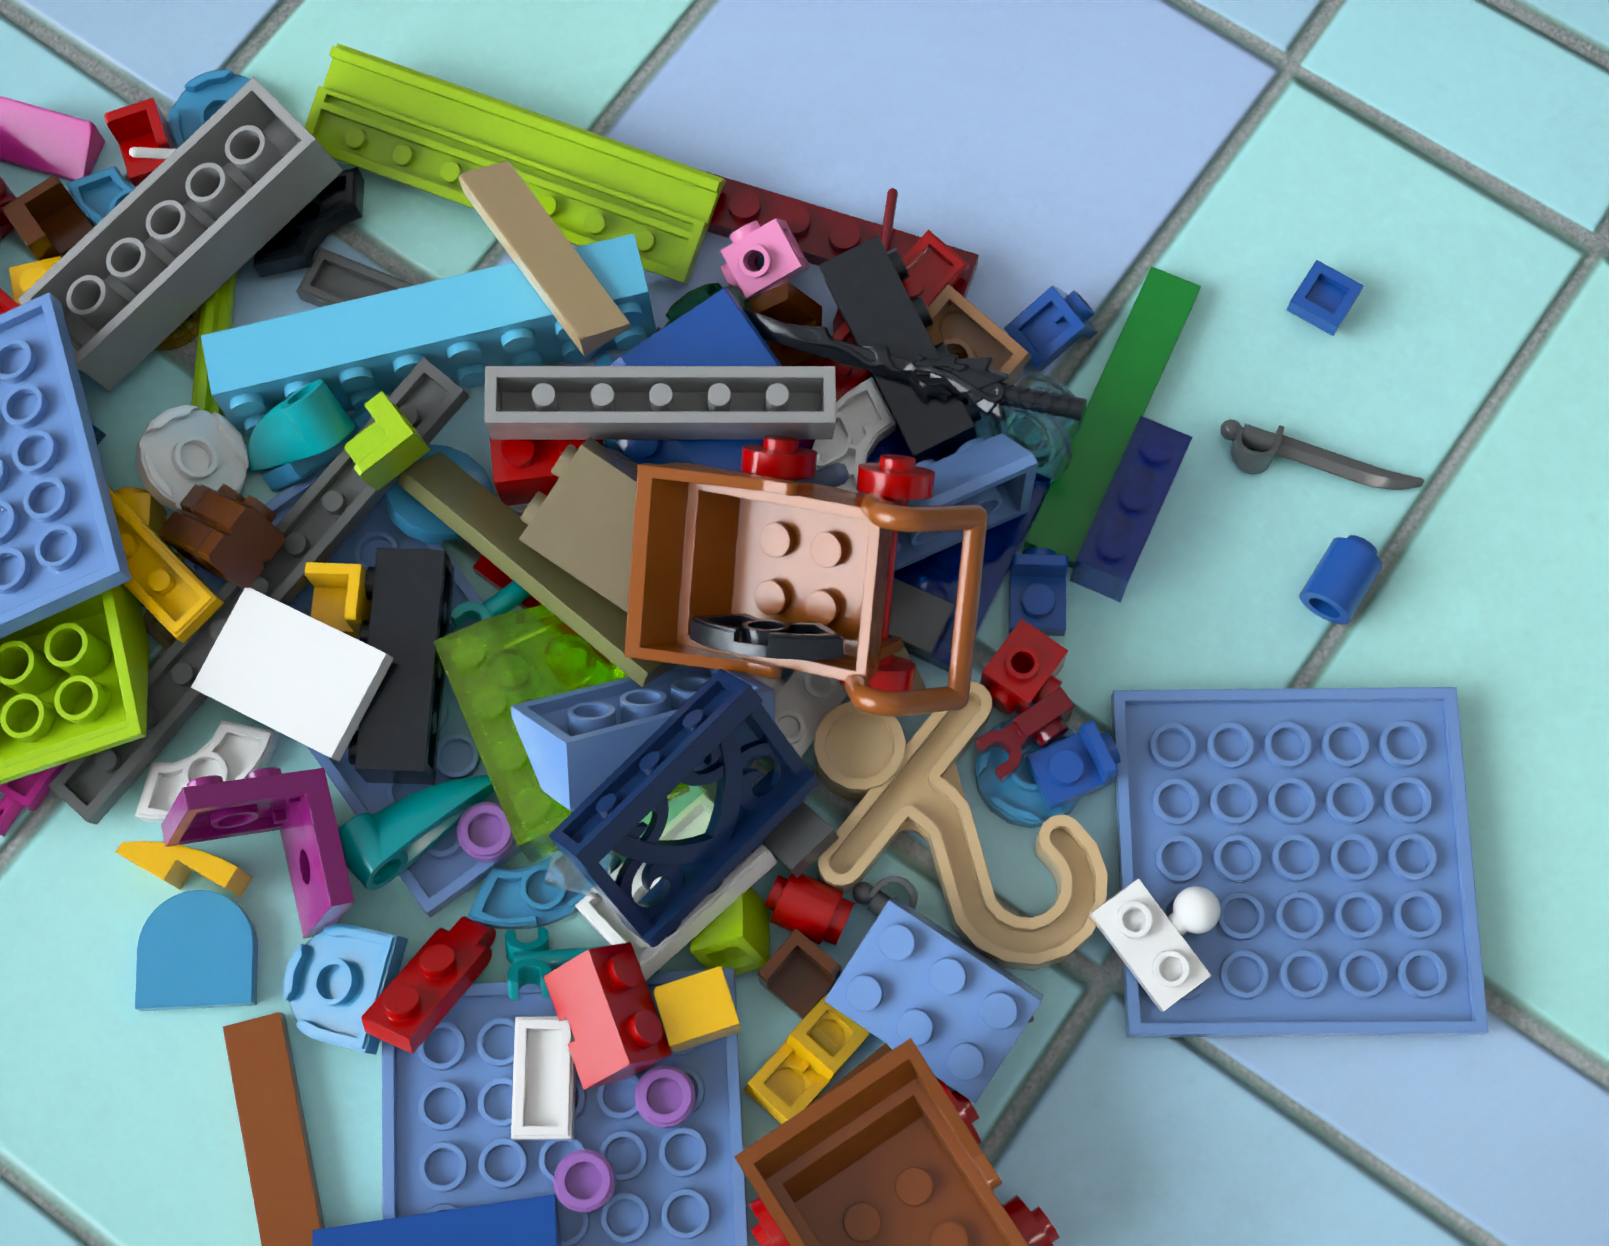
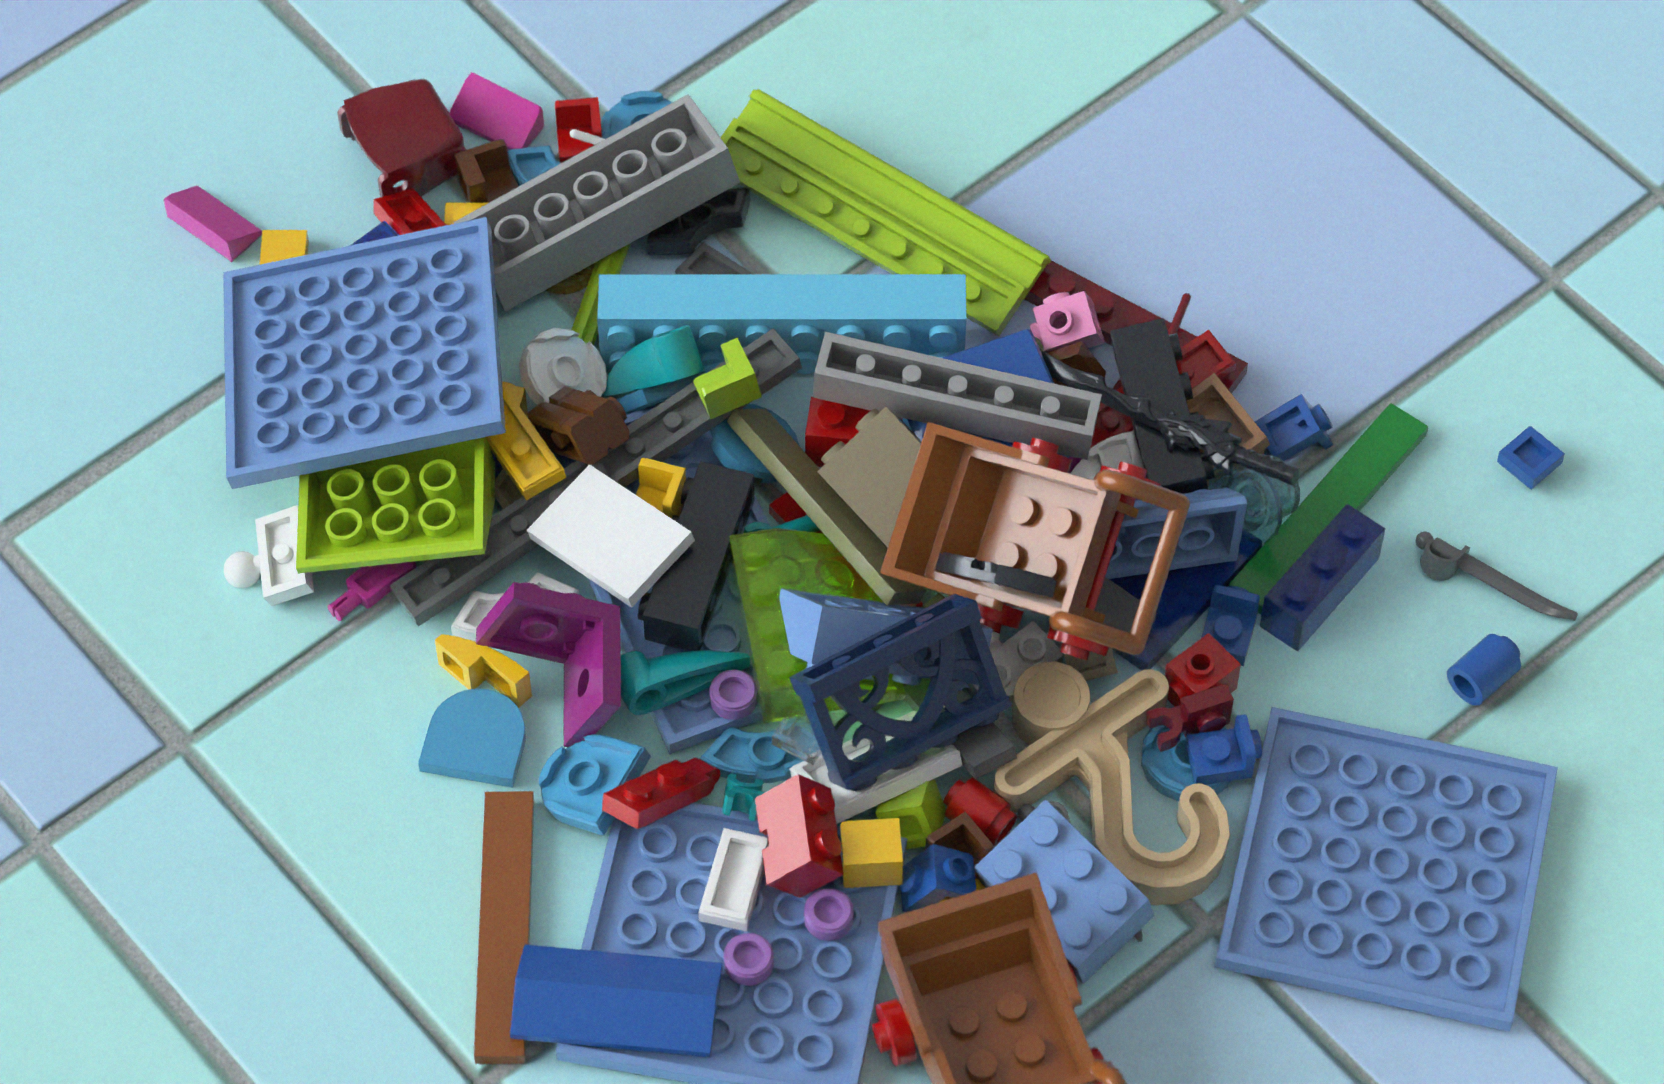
camera: 10 degrees right, 15 degrees down
(544, 255) = (888, 273): tan slope -> none
(782, 1013) = (935, 875): none -> blue bracket
(1154, 943) = (1254, 891): white plate -> none

